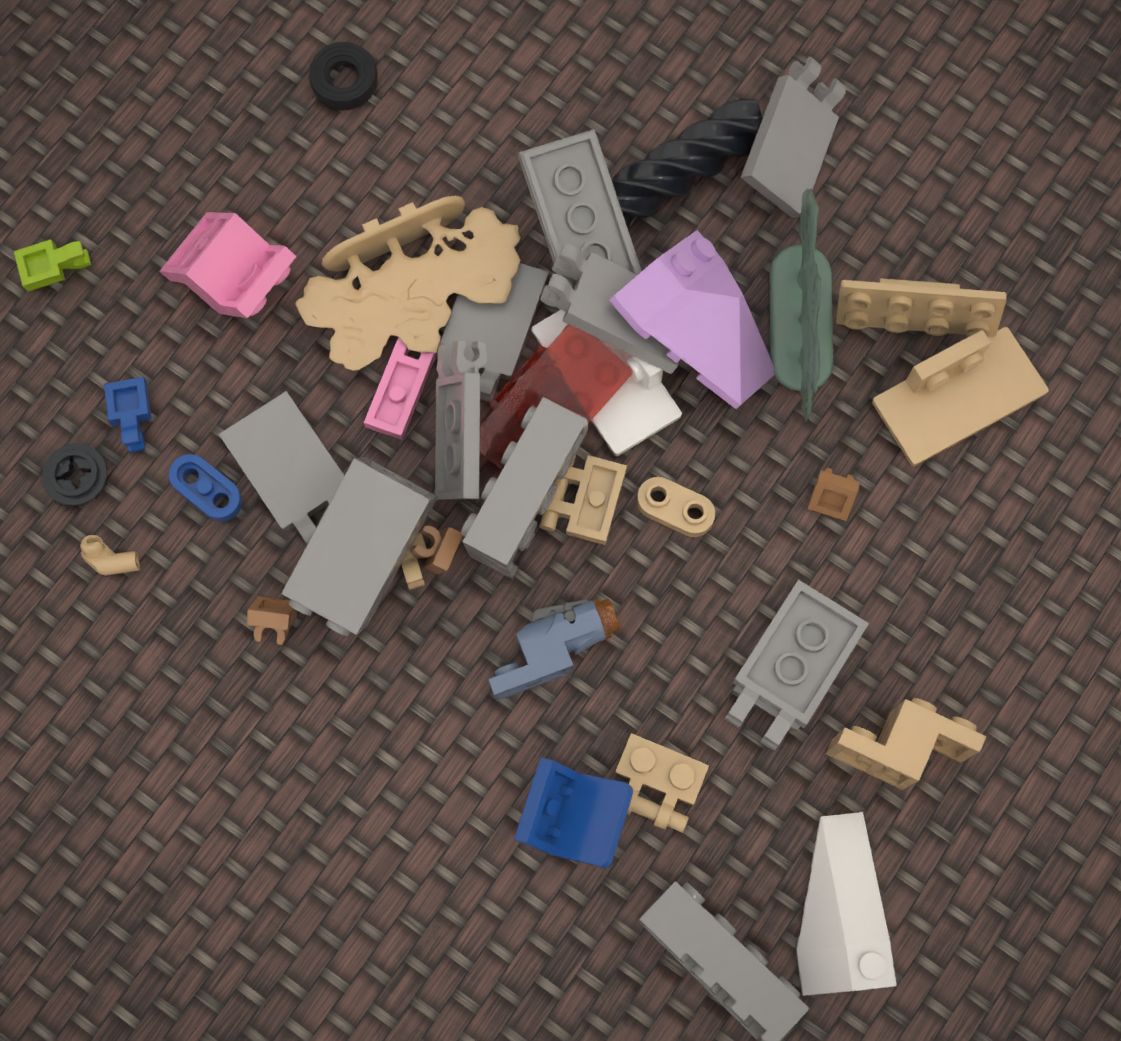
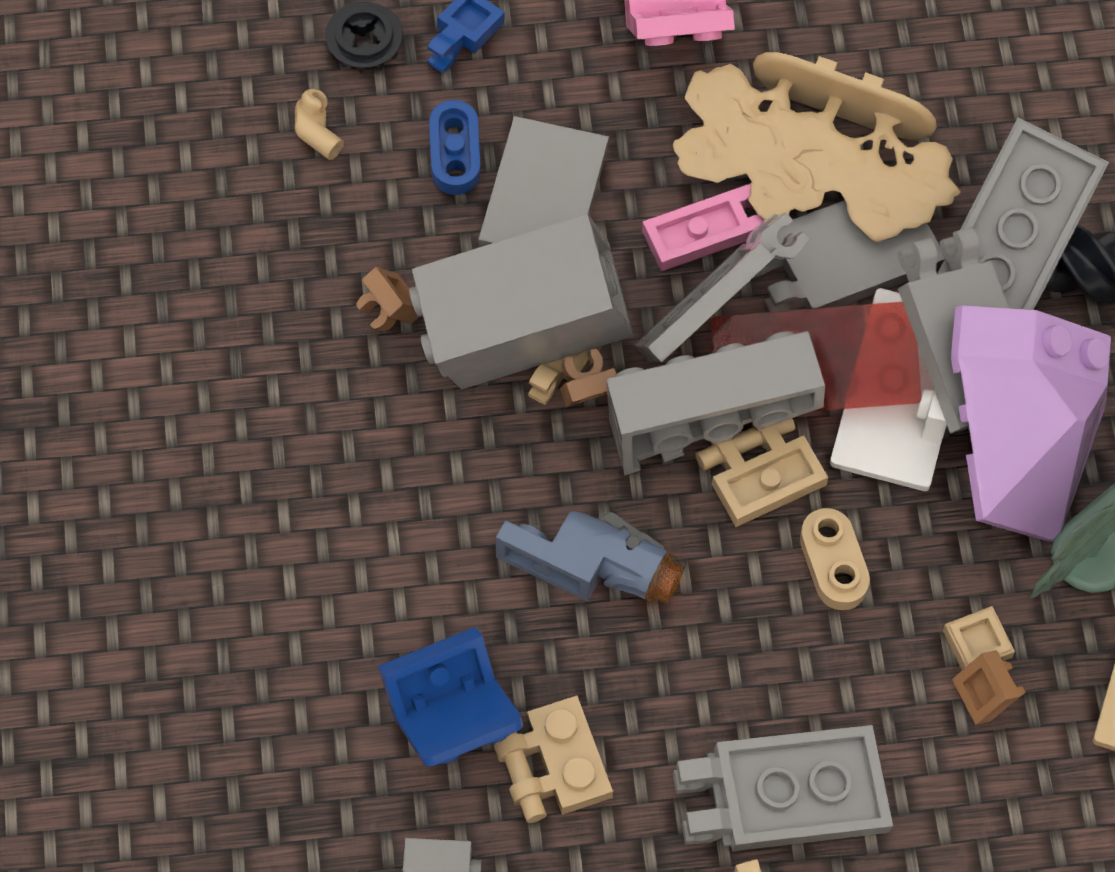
camera: 45 degrees right, 10 degrees down
(797, 472) = (976, 635): none -> tan tile

